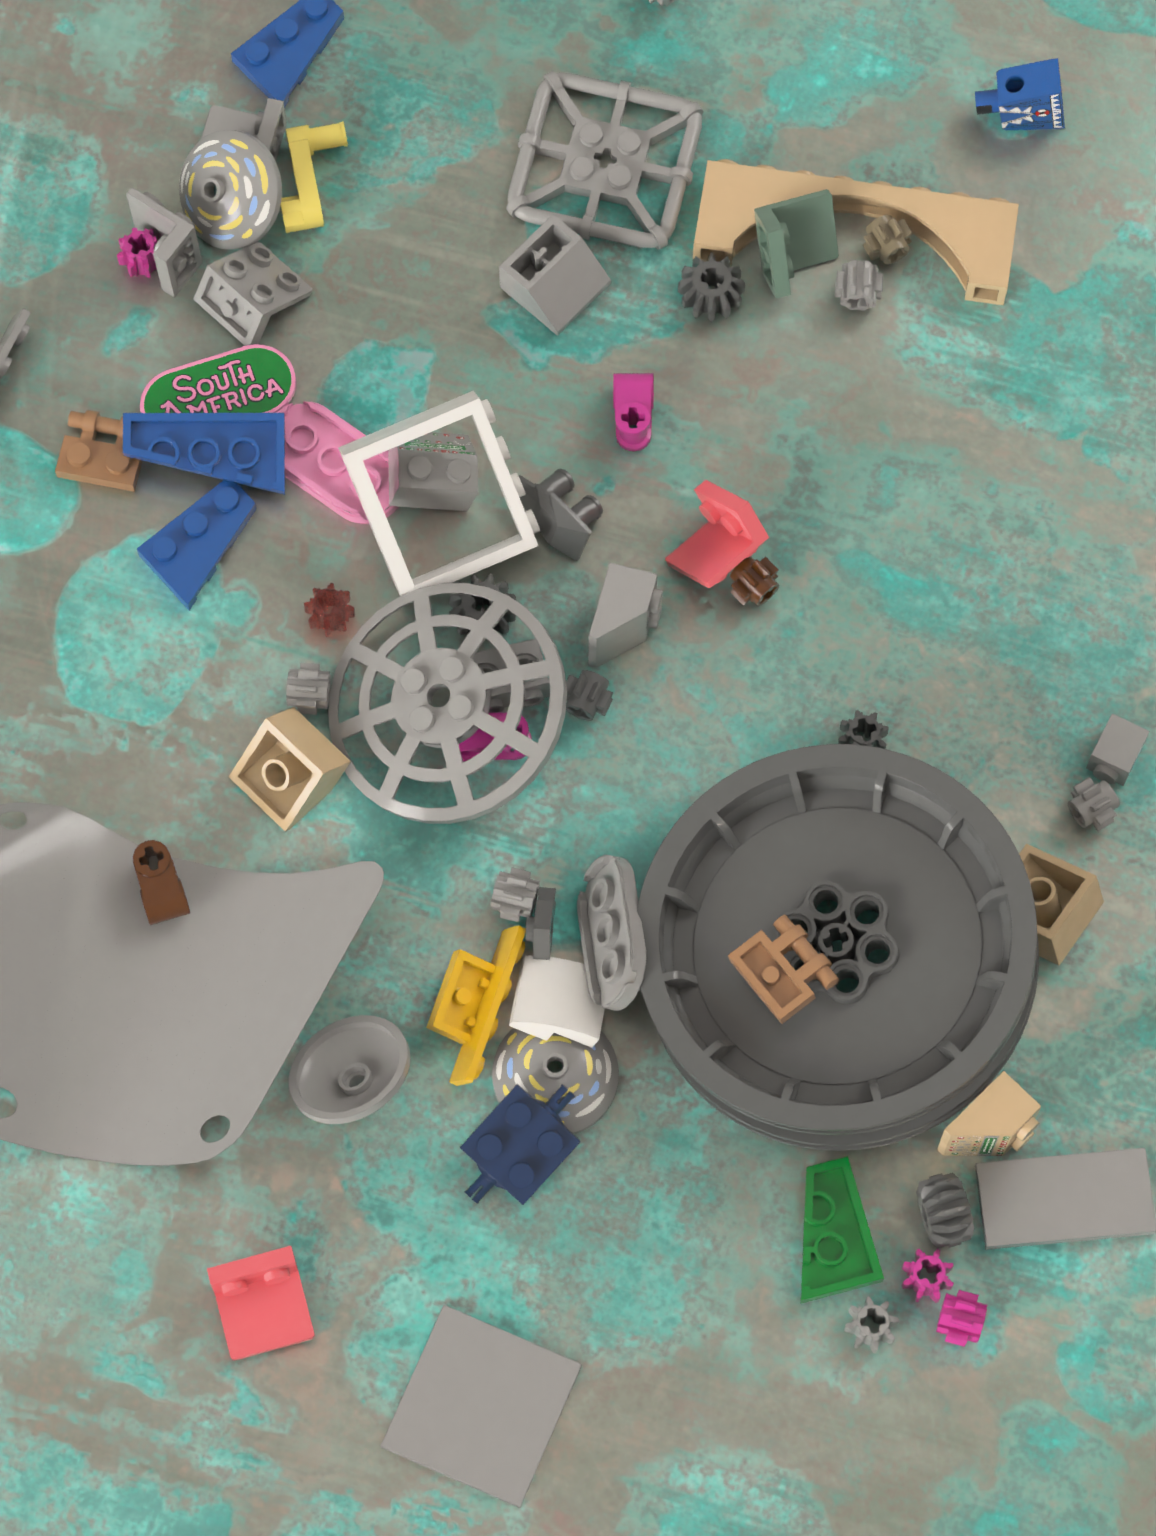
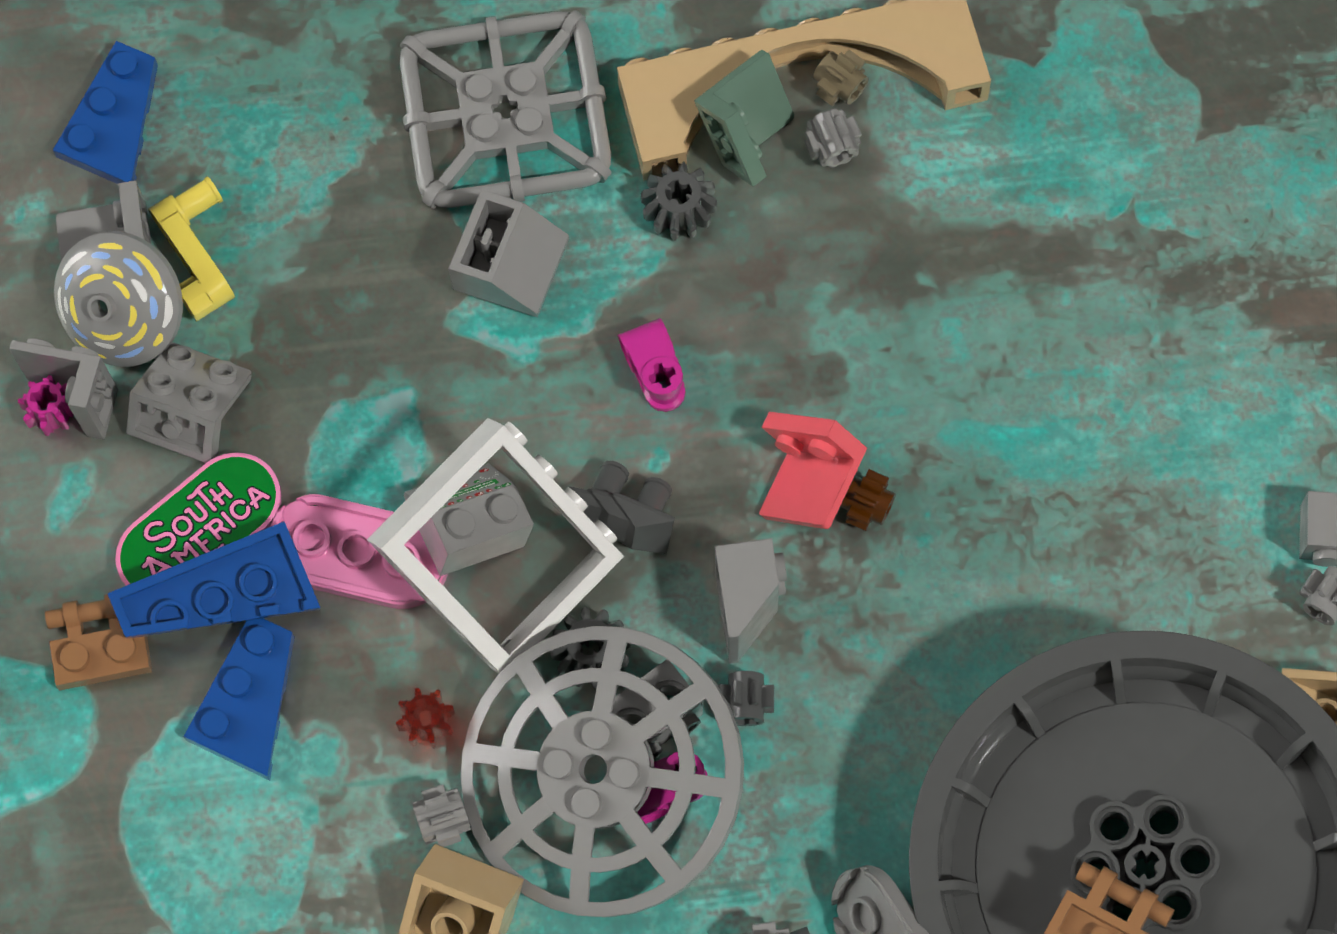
camera: 20 degrees left, 0 degrees up
(864, 724) = (1057, 609): dark grey gear -> none

